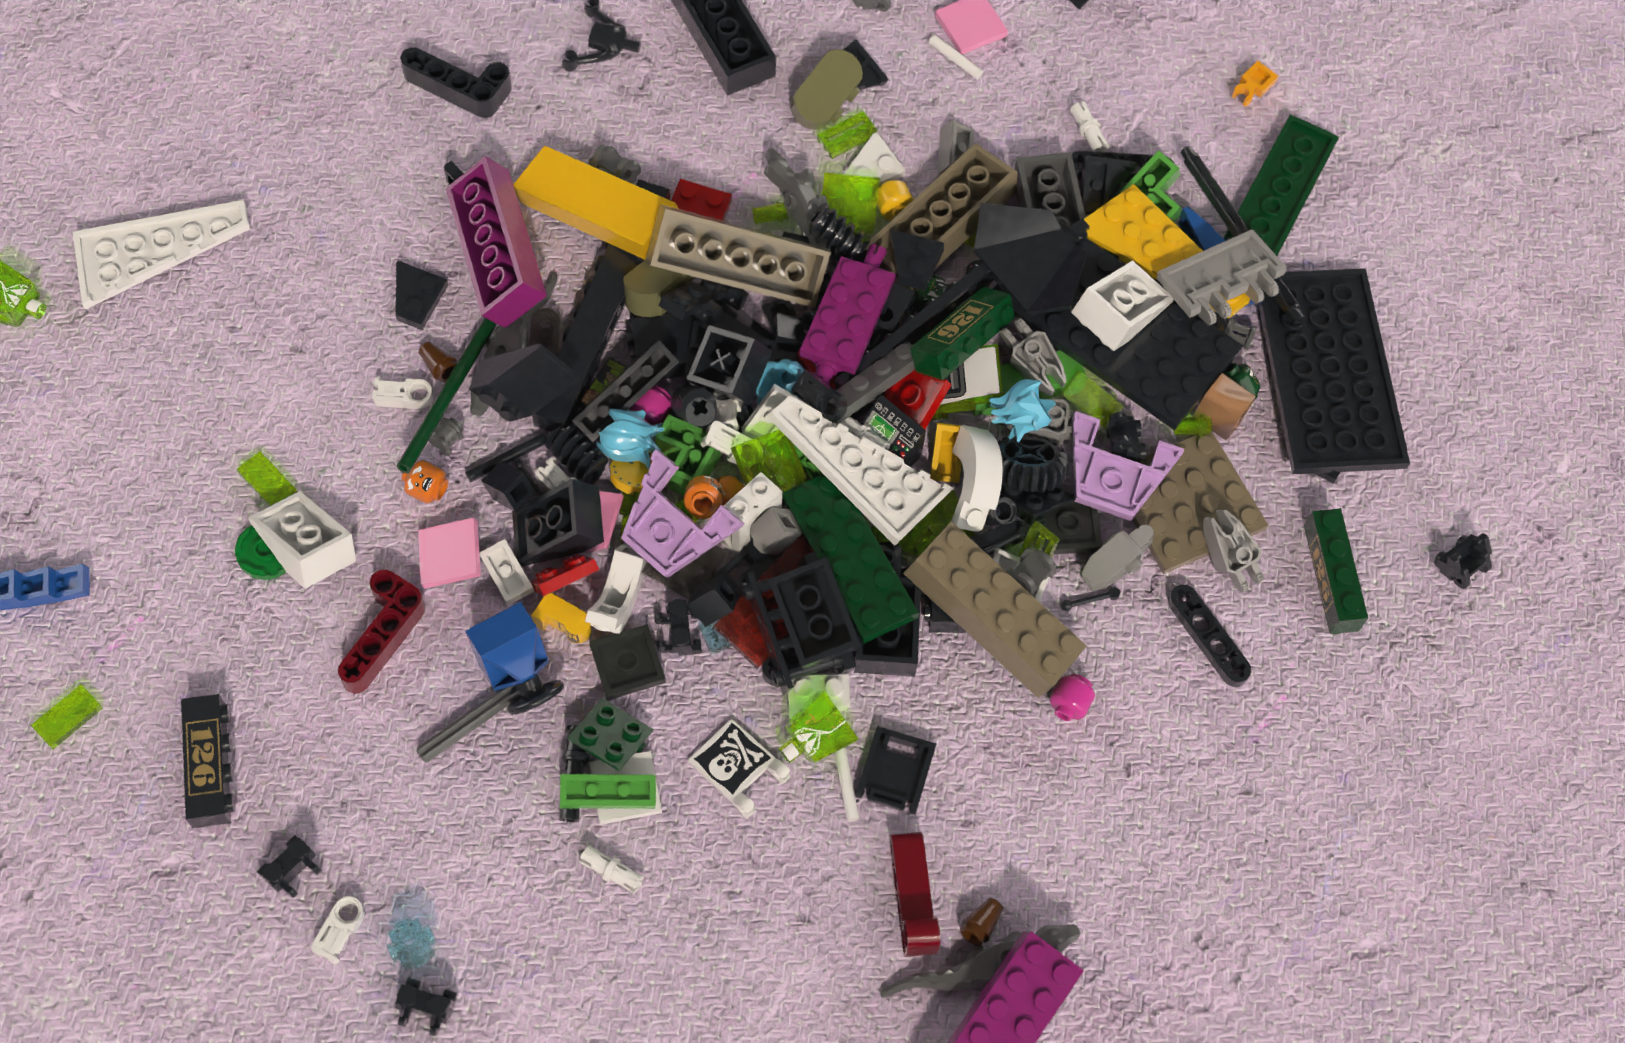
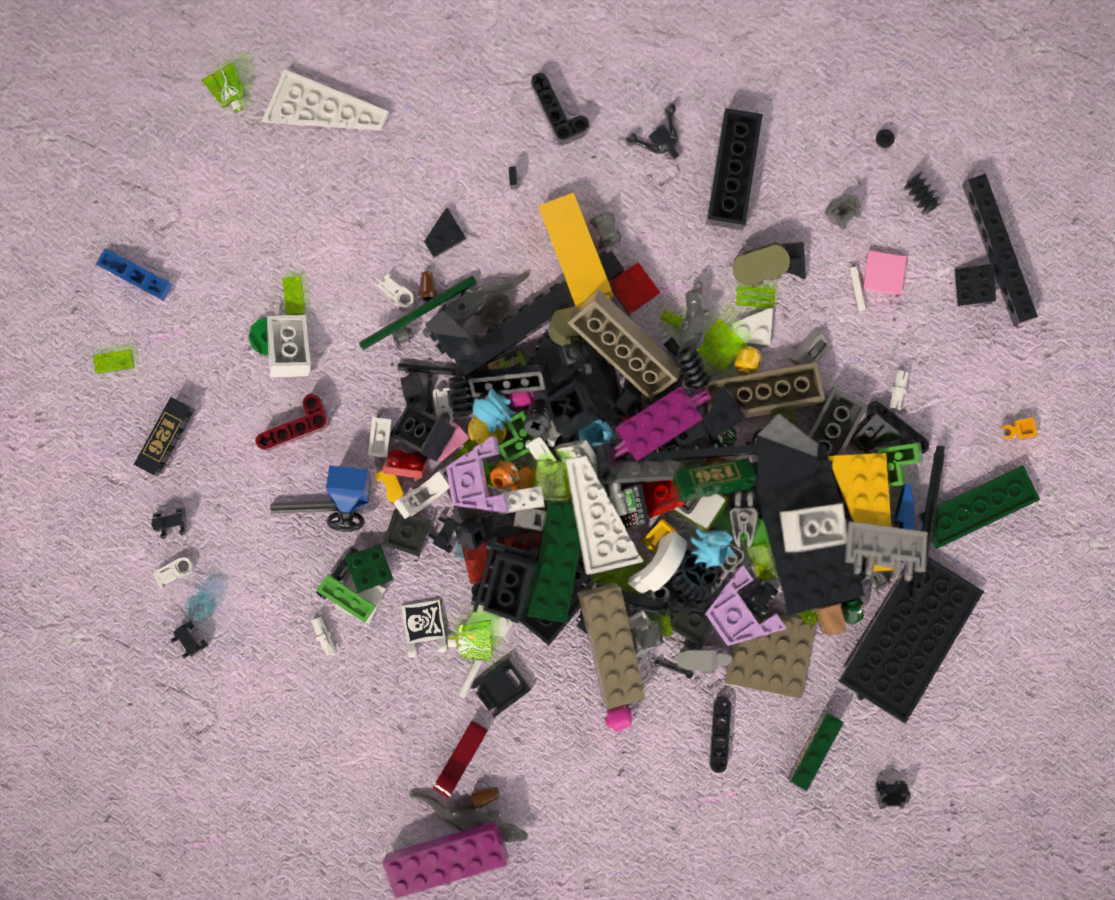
camera: 45 degrees right, 20 degrees up
(425, 482) = (372, 357): orange head -> none
(449, 553) = (358, 406): bright pink tile -> none
(495, 242) = (501, 239): magenta brick -> none
(1232, 549) = (767, 700): light grey hinge -> none

